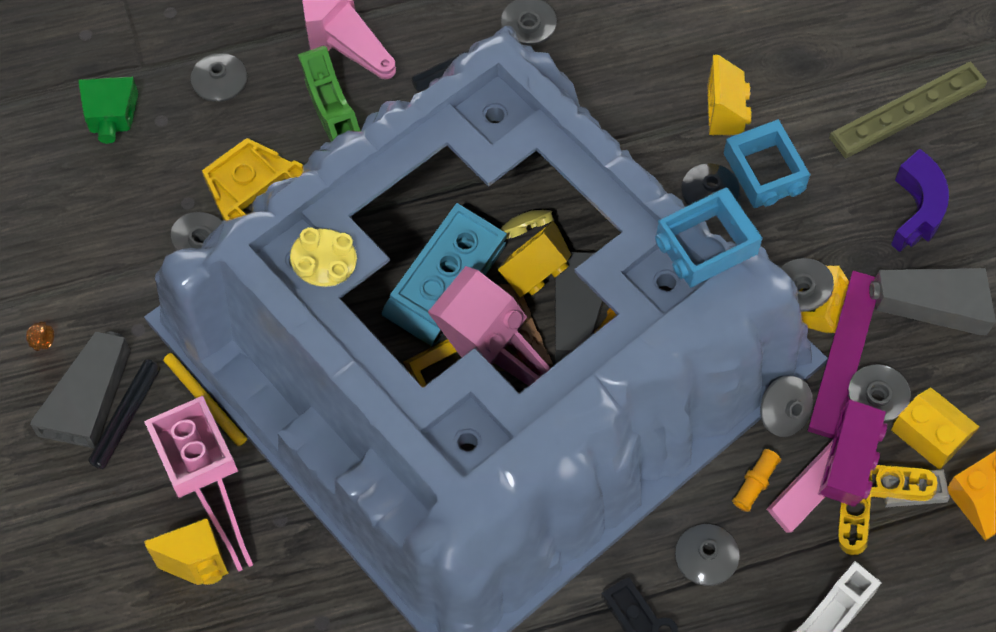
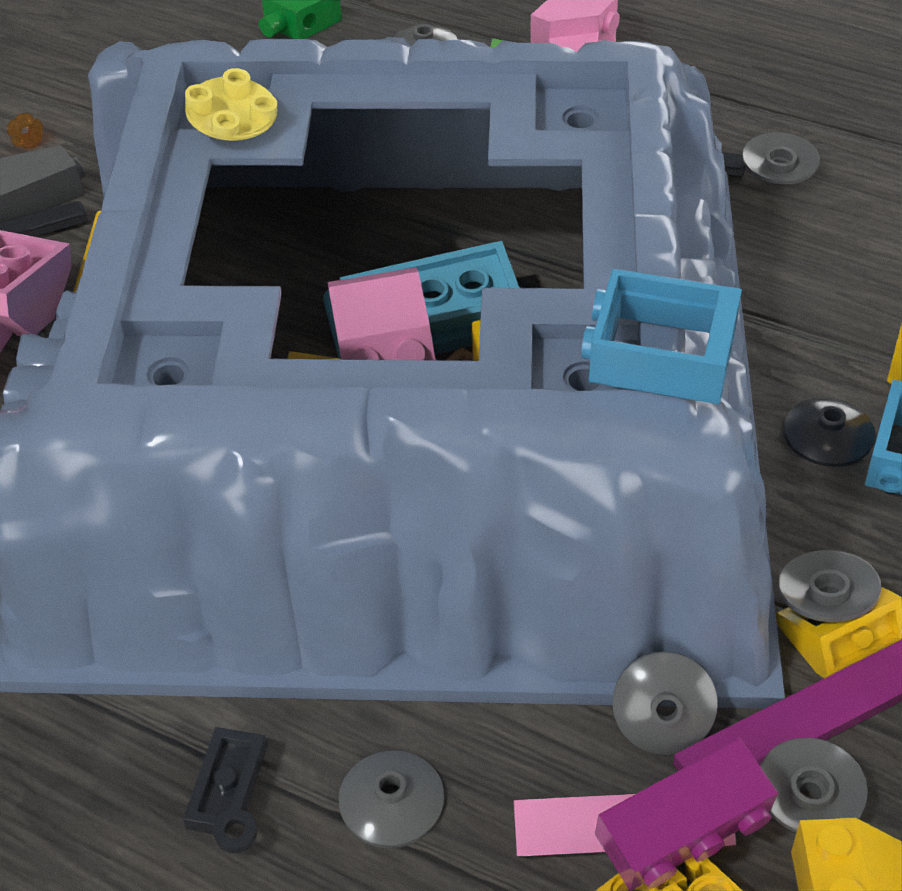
camera: 45 degrees right, 15 degrees down
(756, 480) = (540, 760): light orange pin -> none

